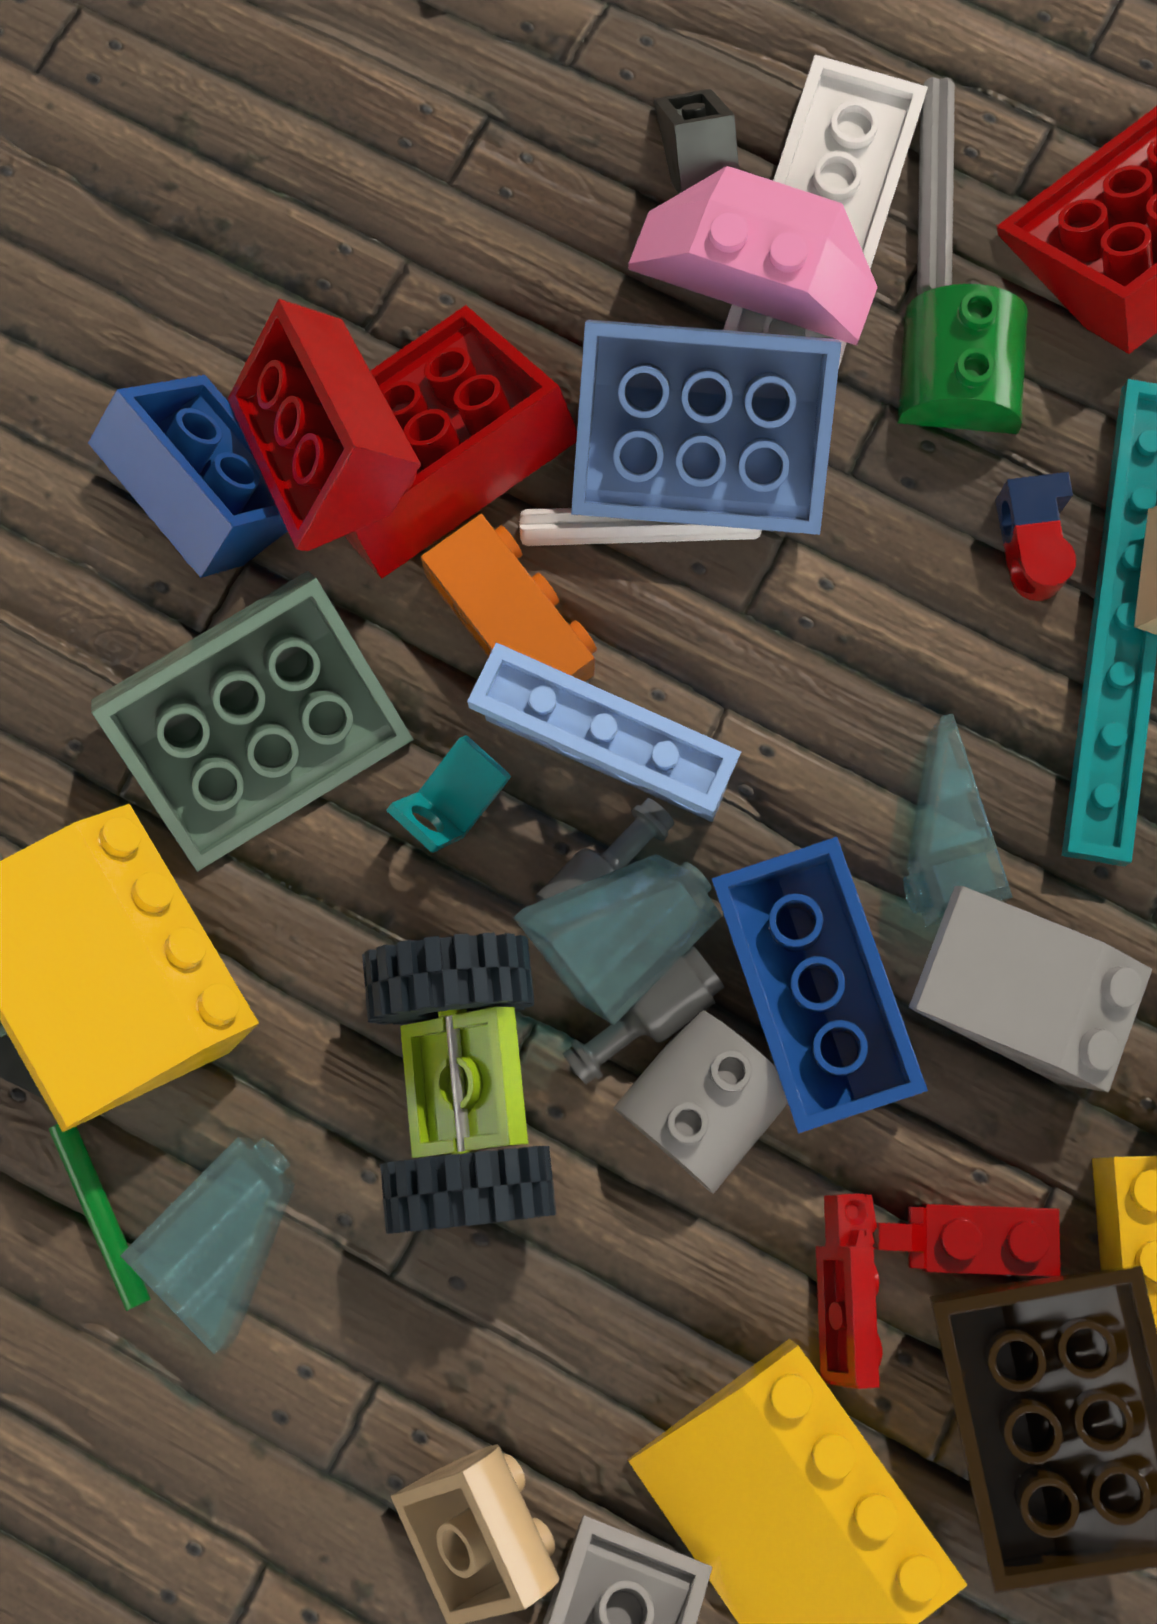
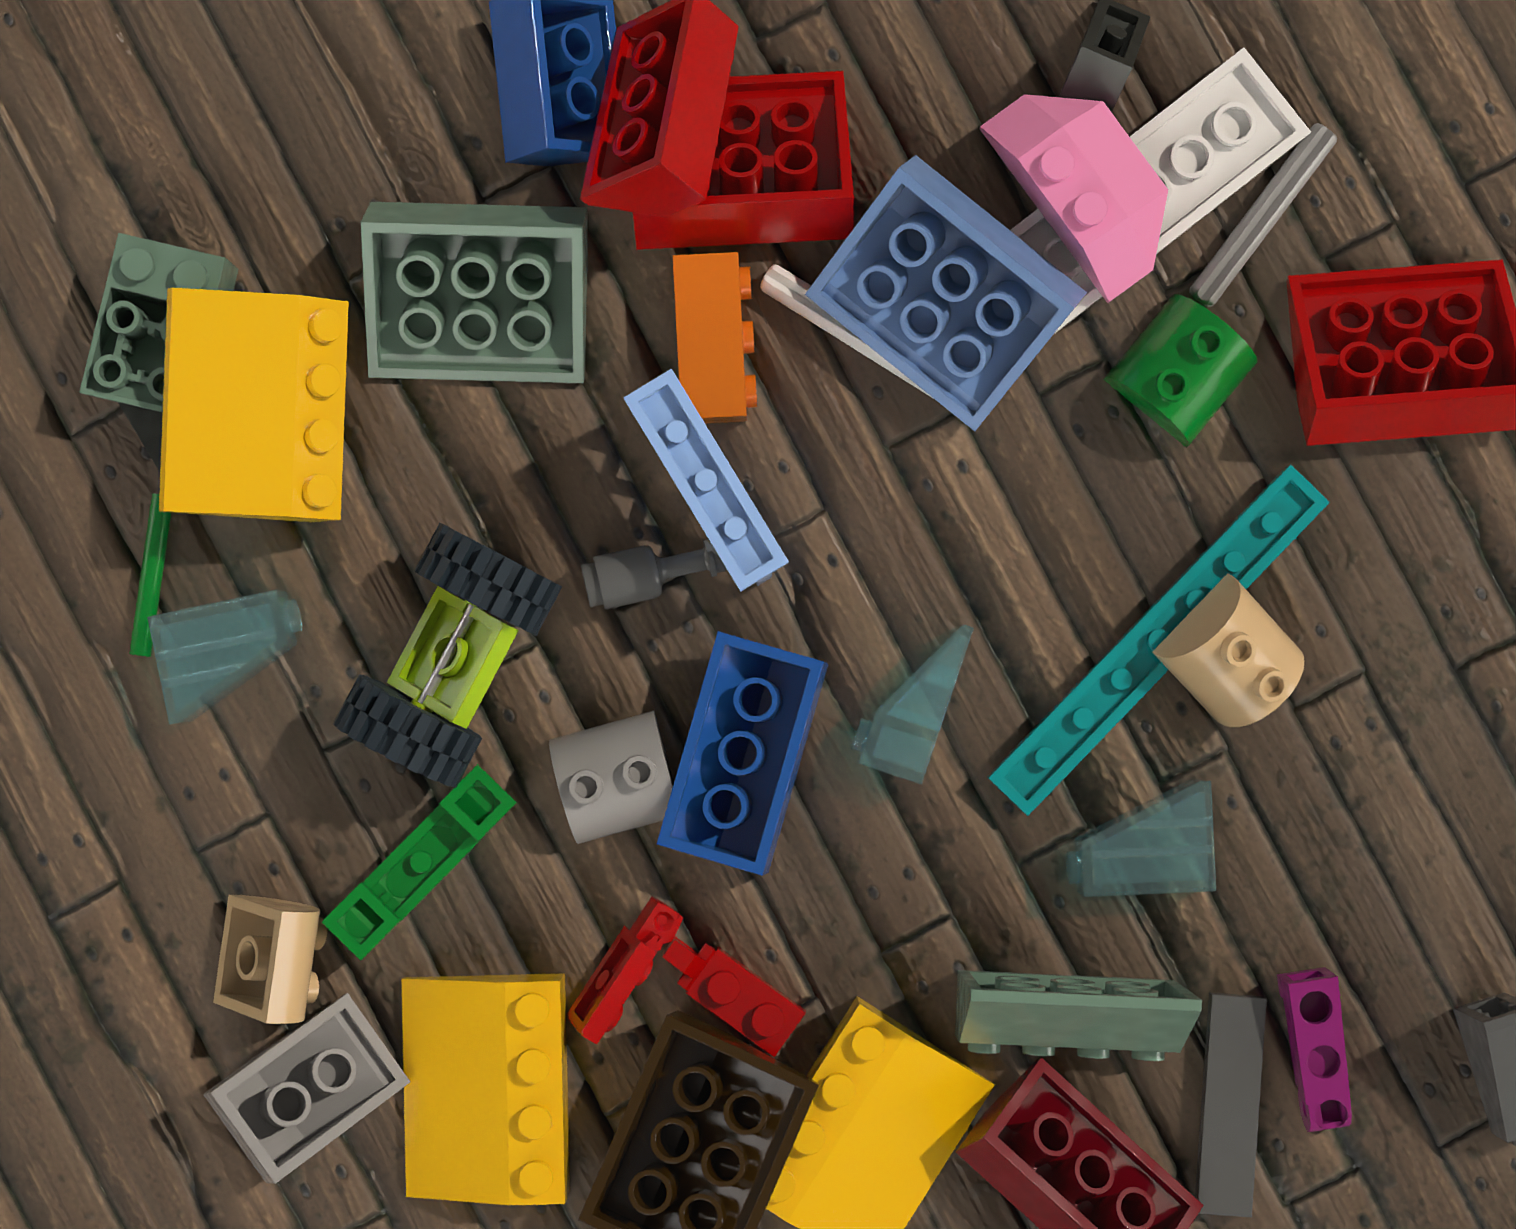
camera: 35 degrees right, 10 degrees up
(452, 795) = (580, 445): teal bracket -> none
(567, 1325) = (419, 863): none -> green slope
(621, 931) = (634, 623): clear light blue slope -> none
(658, 1014) = (625, 691): dark grey piece -> none
(1031, 990) = (886, 854): light grey slope -> none
(1033, 536) = (1127, 550): leg -> none

